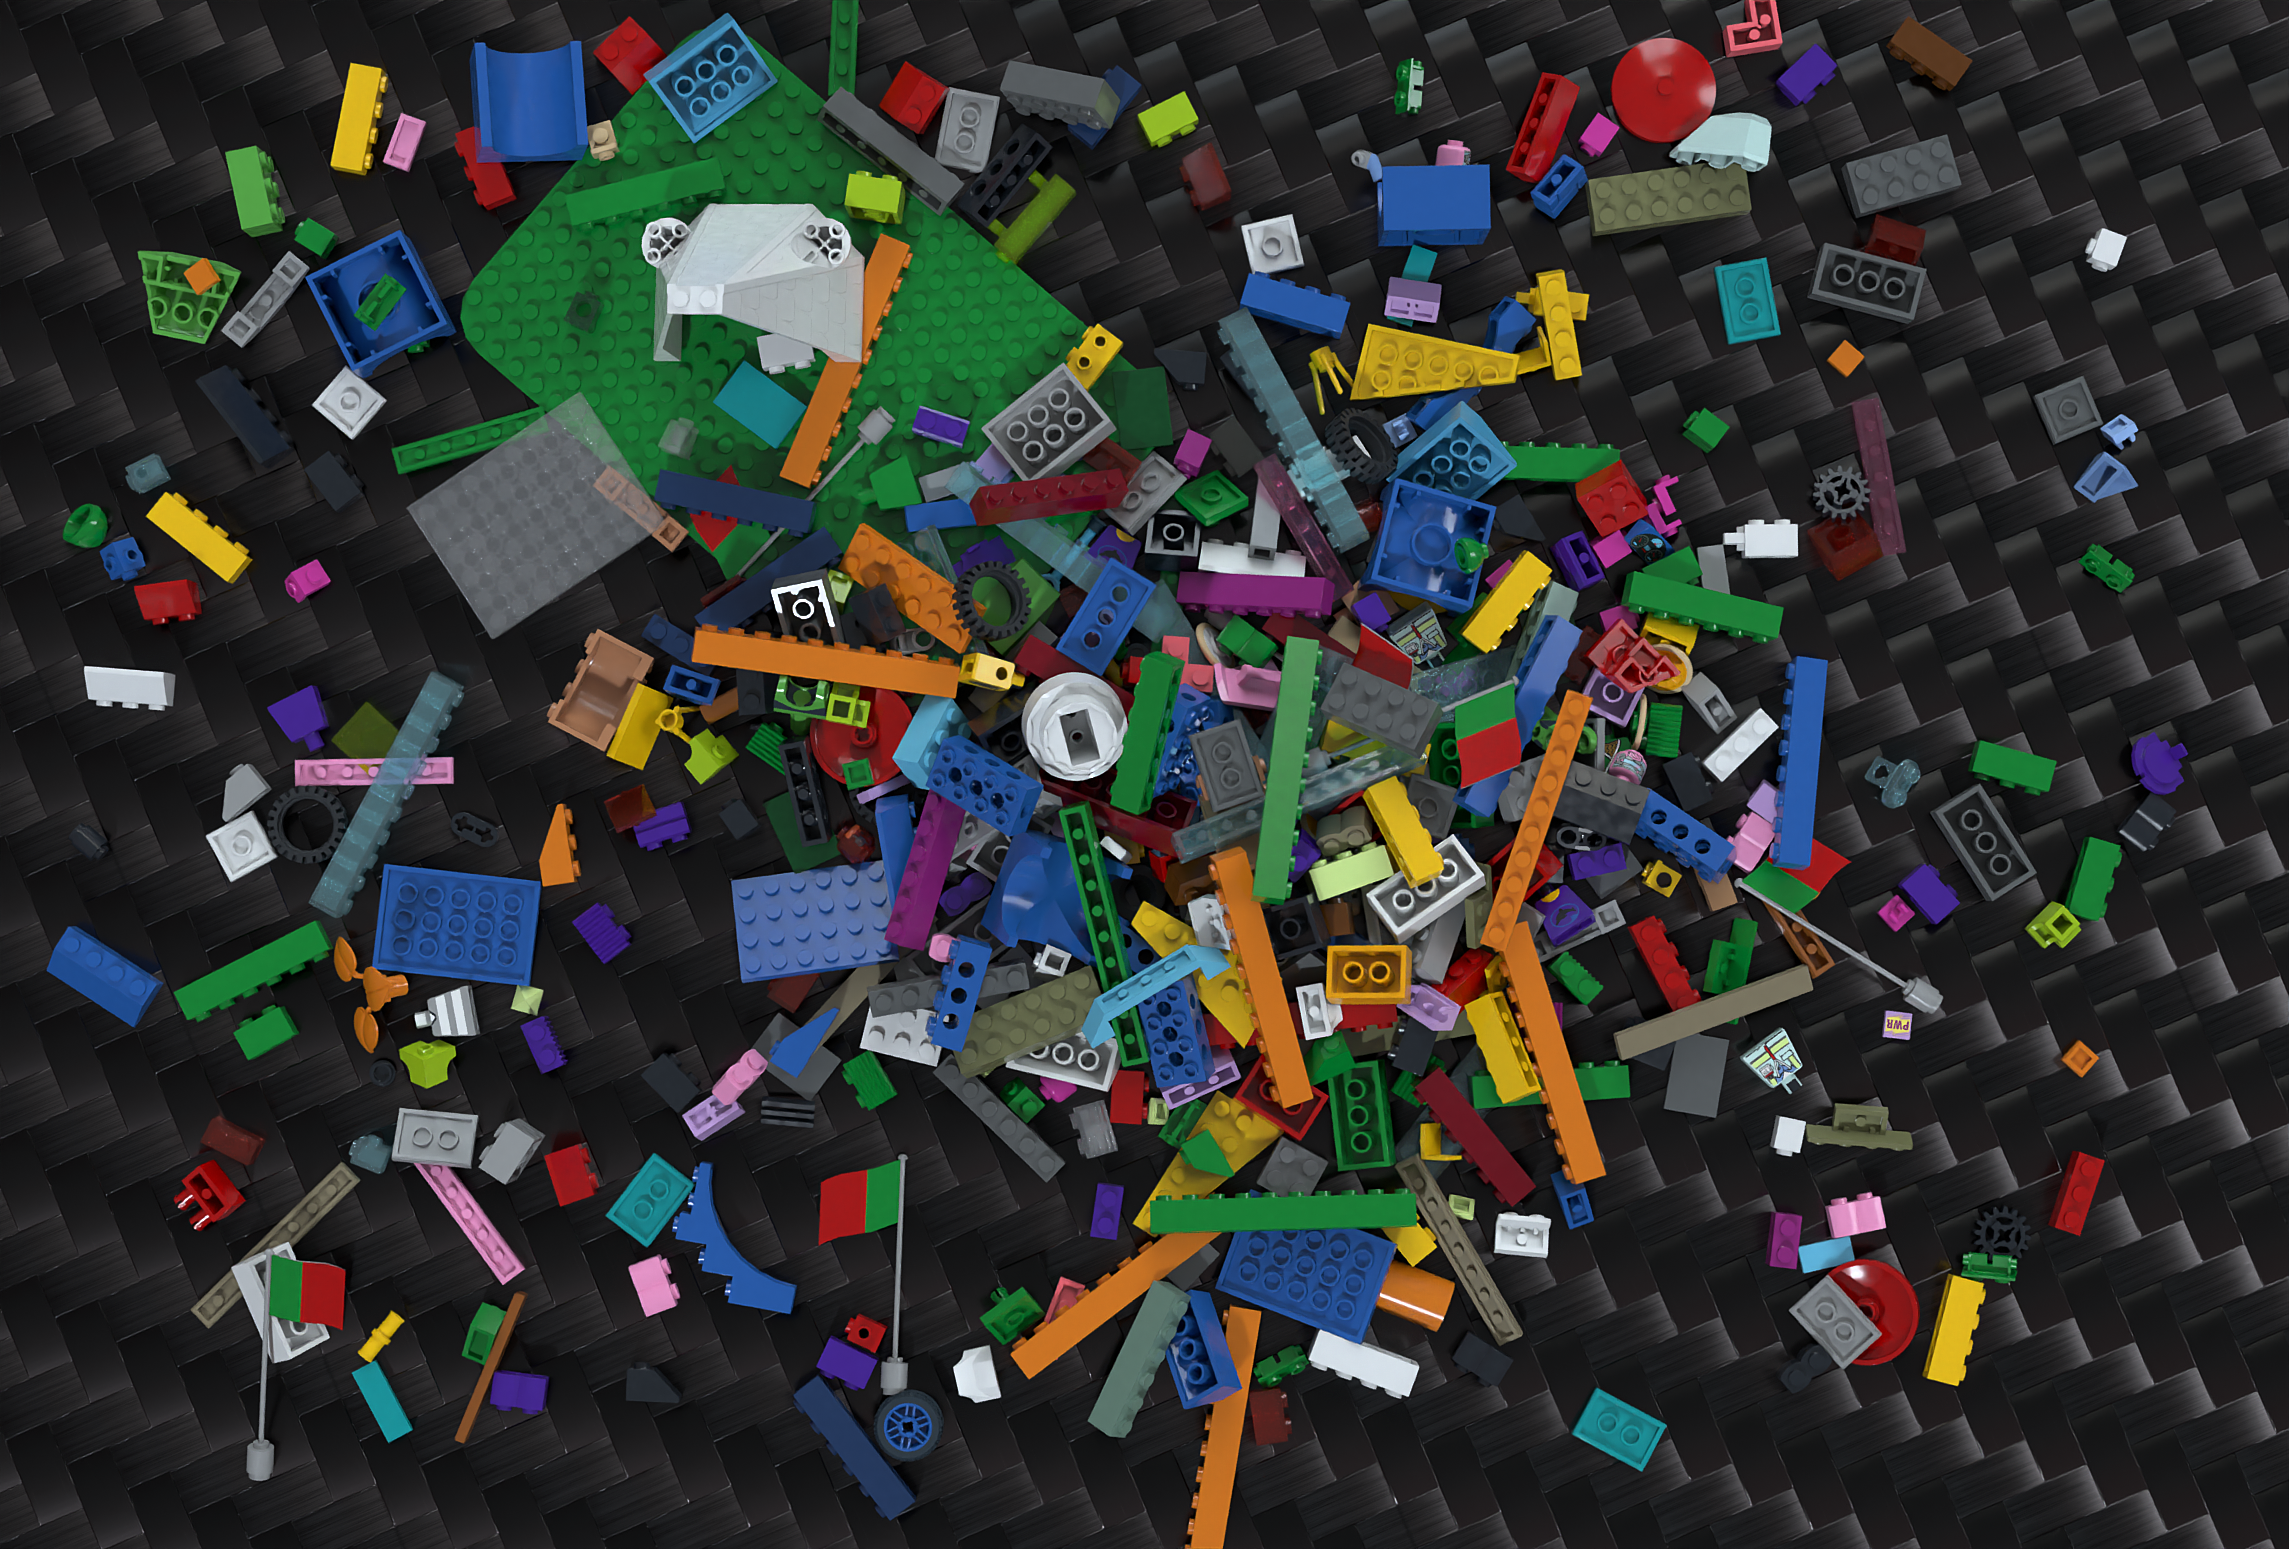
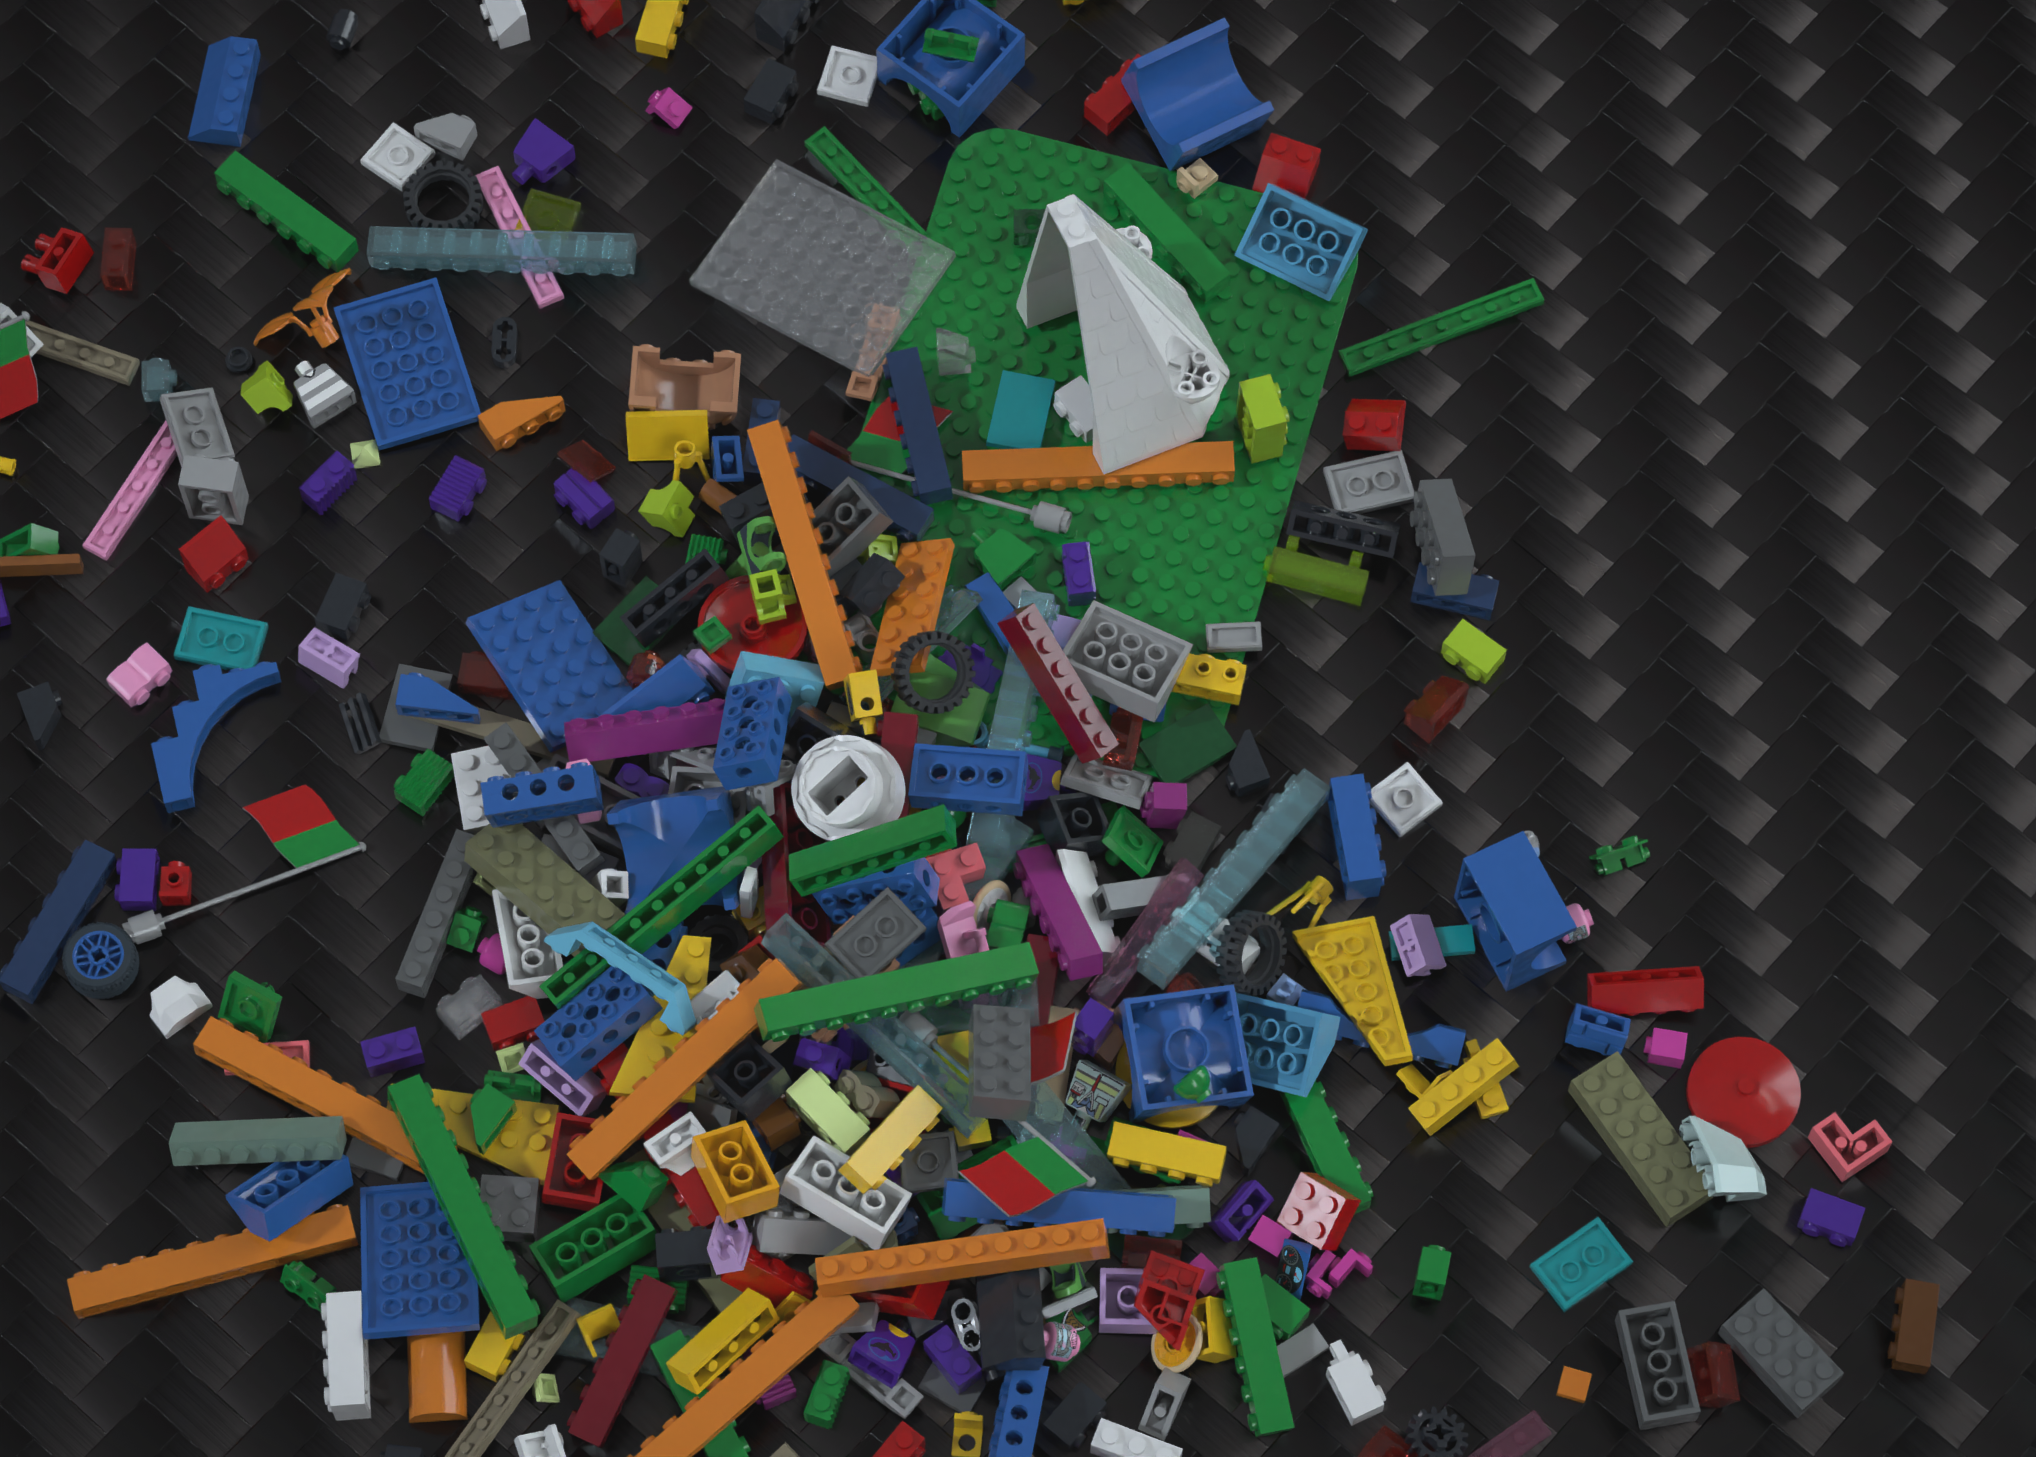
camera: 65 degrees right, 20 degrees down
(265, 1032) = (232, 245): green brick -> none
(405, 142) = (1109, 23): bright pink tile -> none
(739, 1077) = (373, 660): bright pink brick -> none
(890, 151) = (1314, 422): dark grey brick -> none
(1059, 320) = (1233, 637): none -> light grey tile
(1268, 1415) = (254, 1294): clear red brick -> none
(1638, 722) = (1110, 1337): wheel -> none
(1662, 730) = (1115, 1369): green brick -> none

